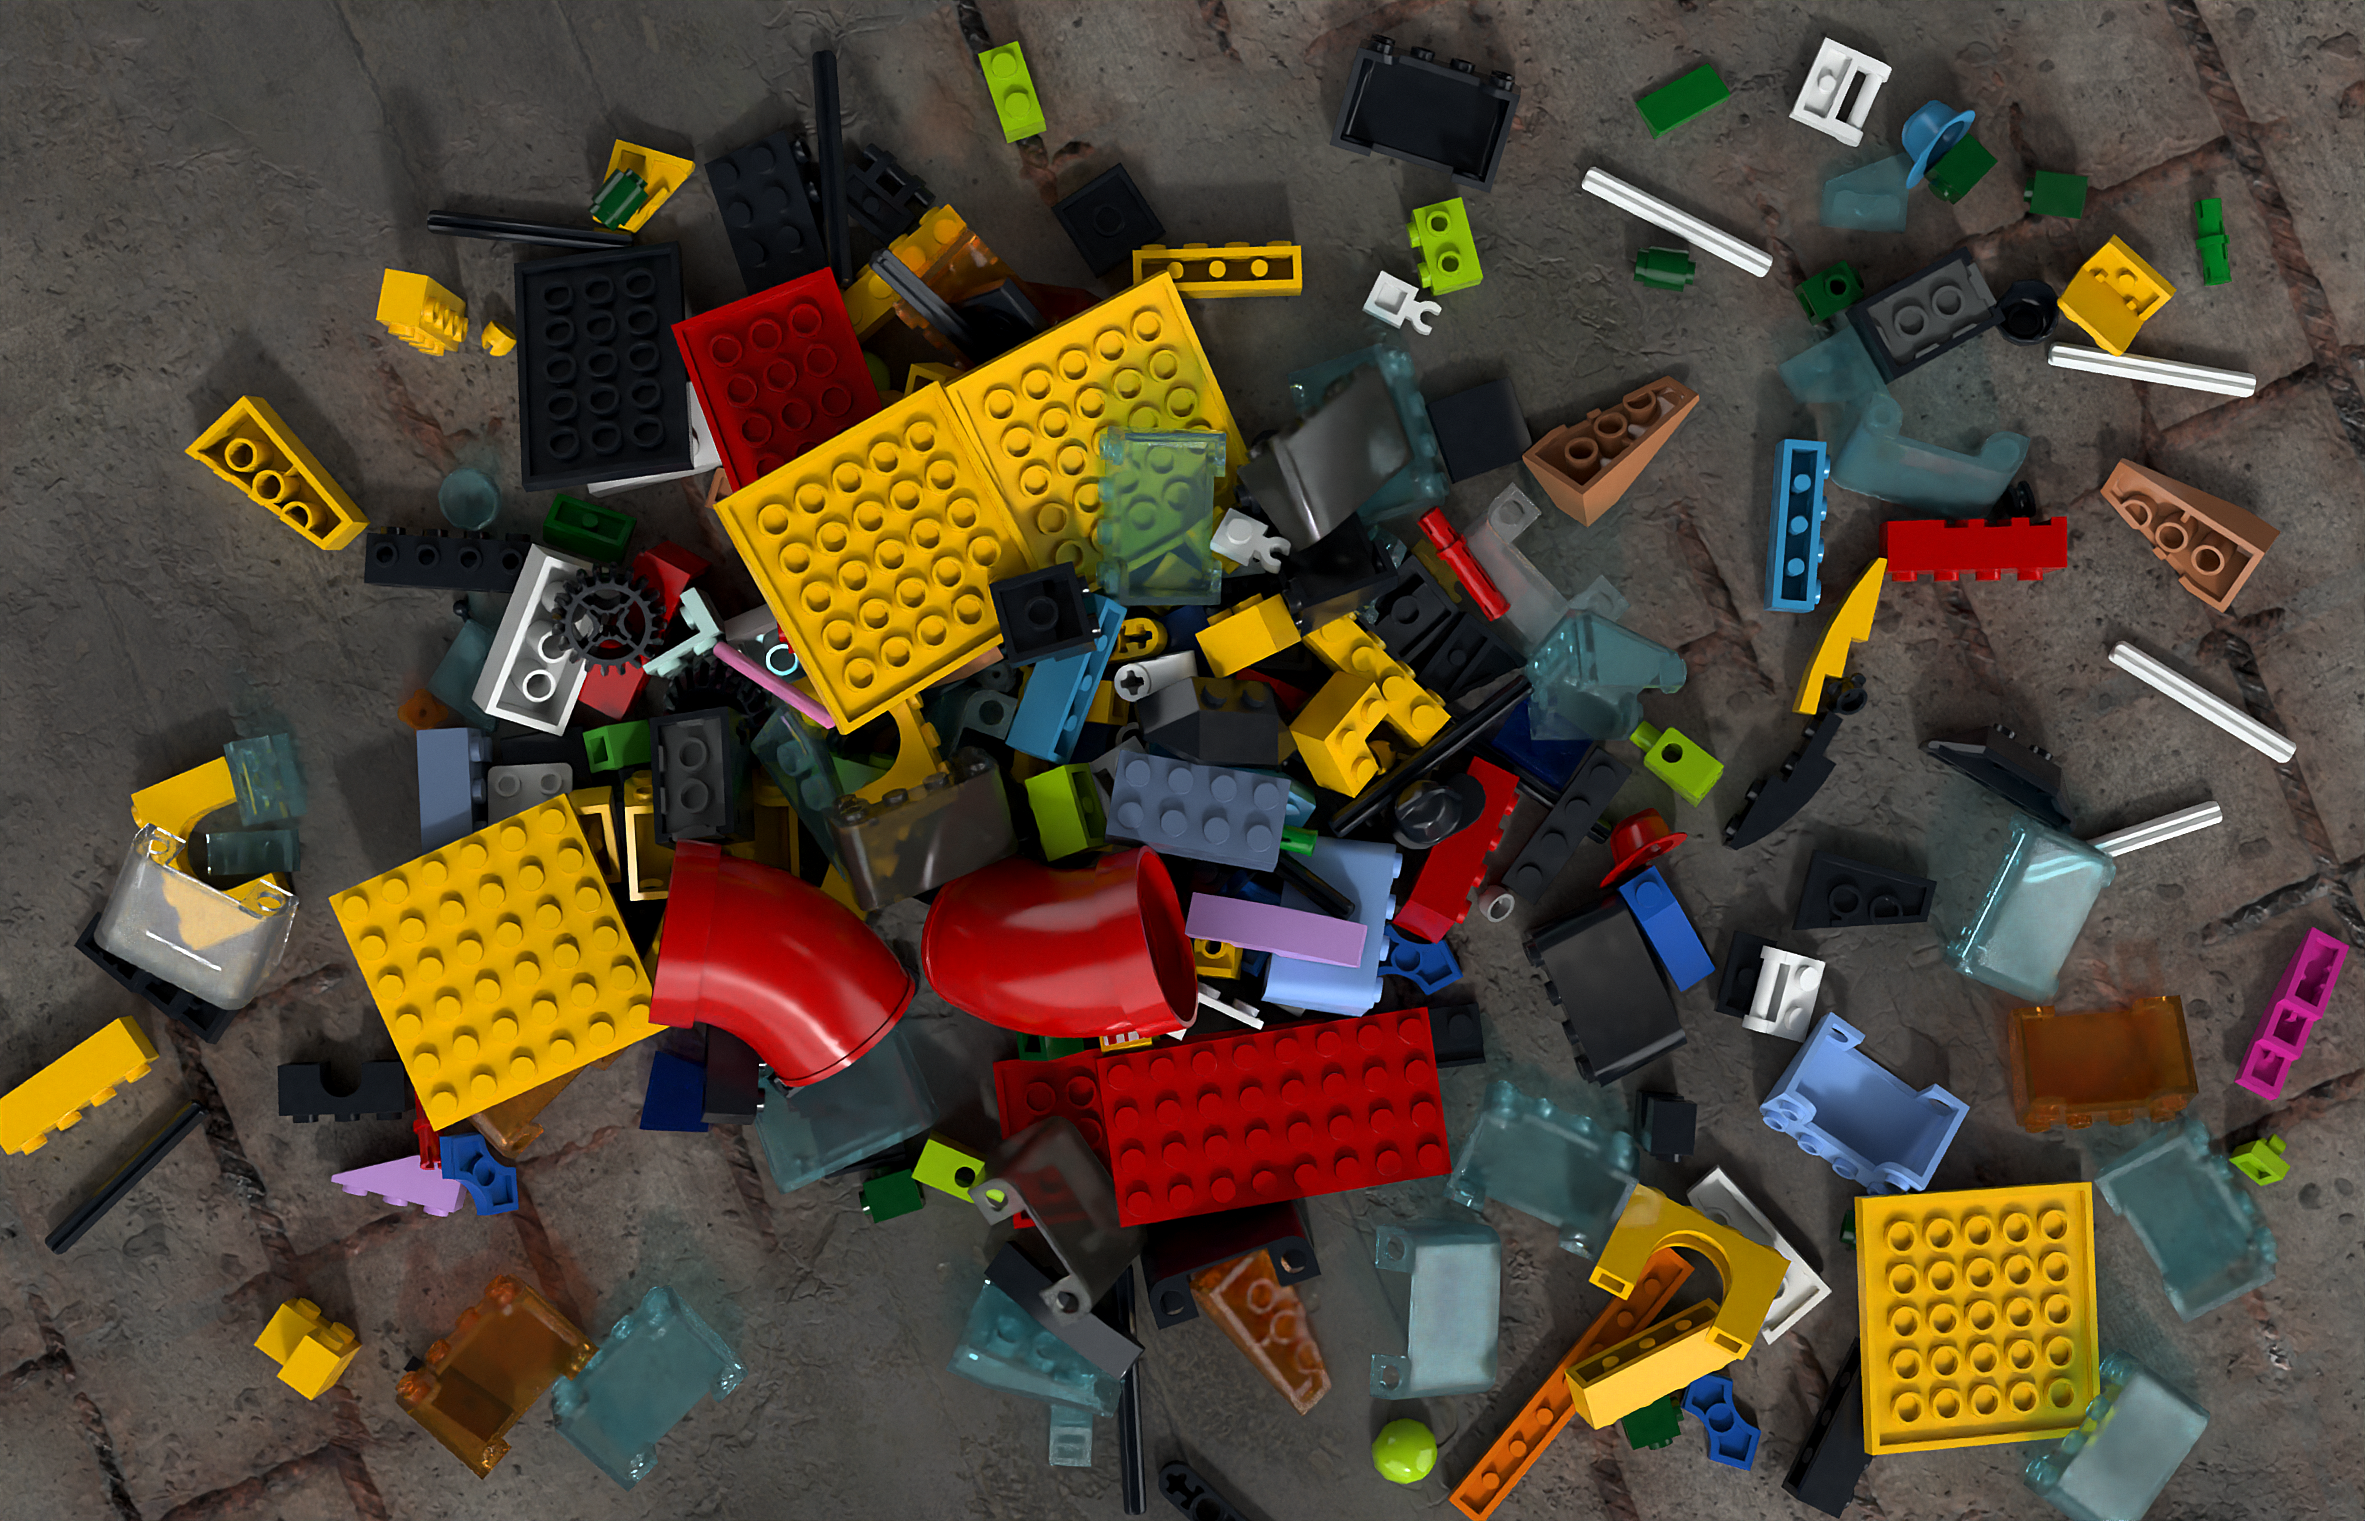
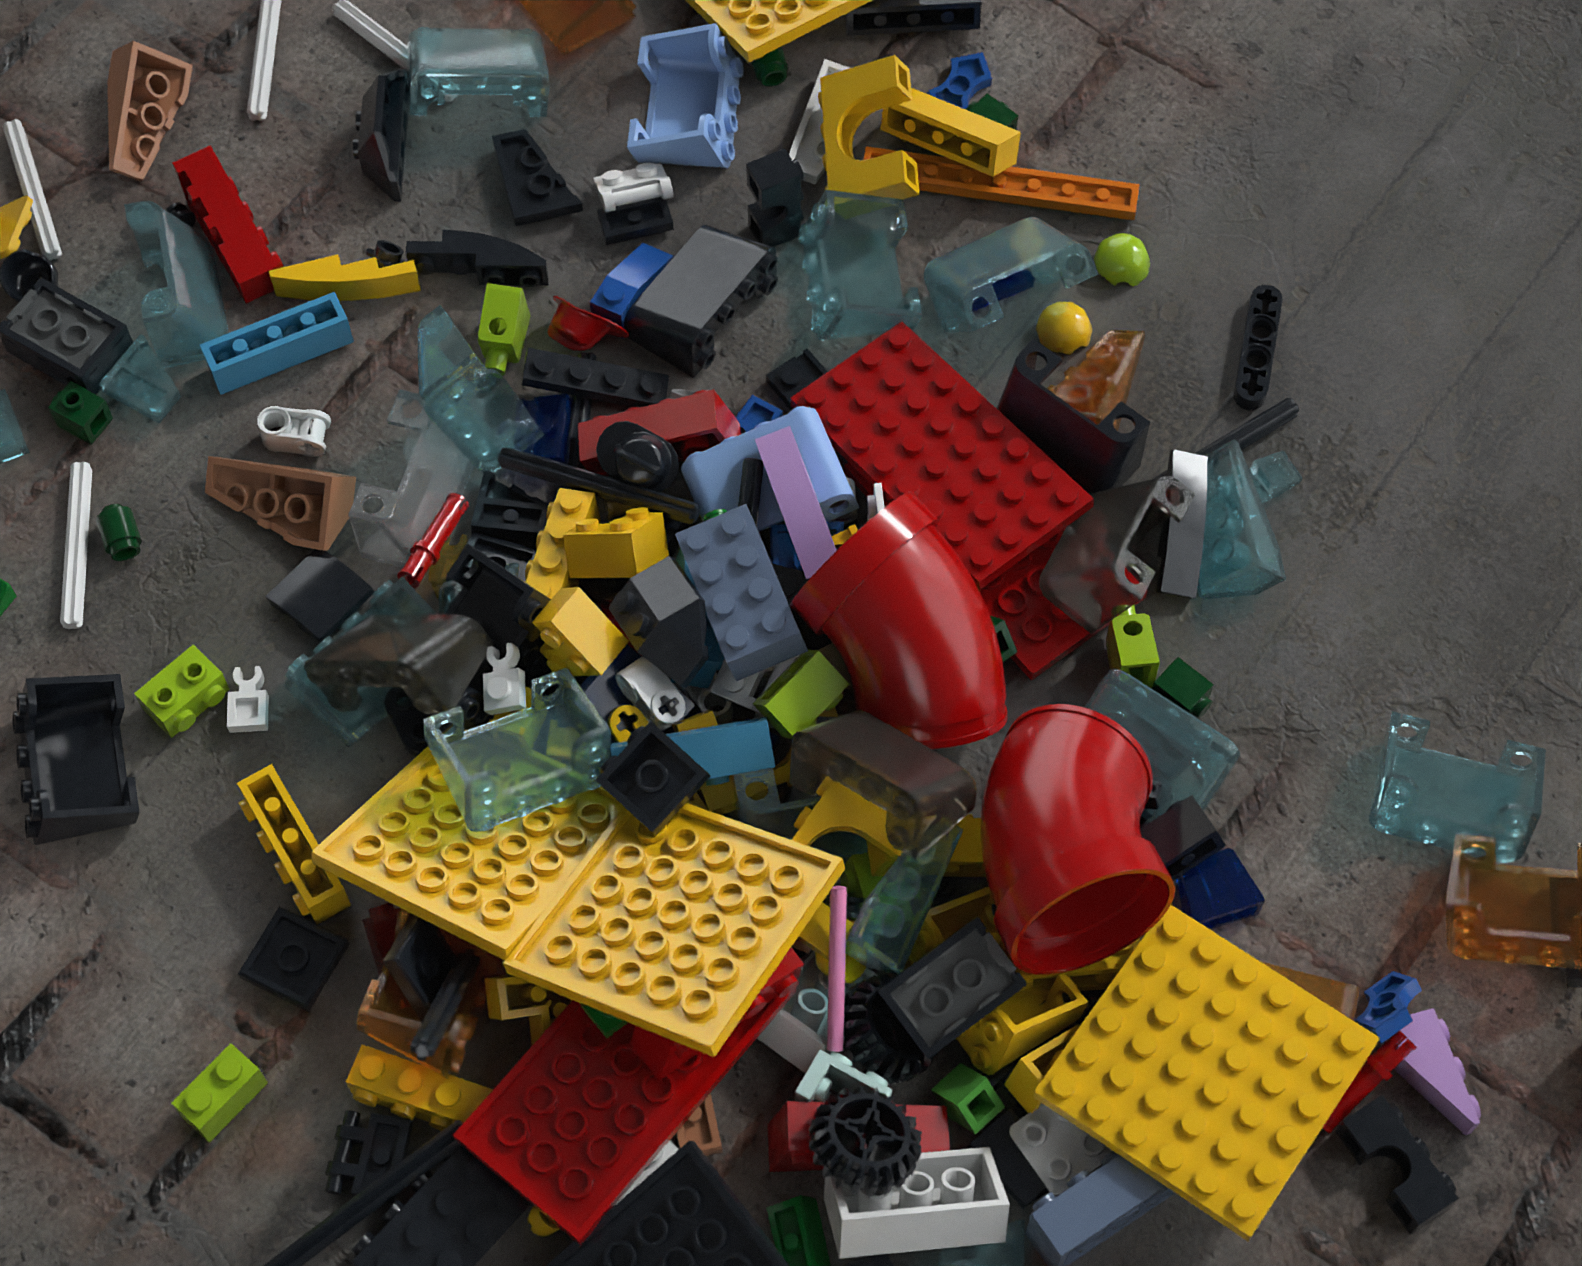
camera: 125 degrees left, 25 degrees down
(1357, 1335) = (1064, 327): none -> yellow hair
(1681, 497) = (296, 430): none -> white piece

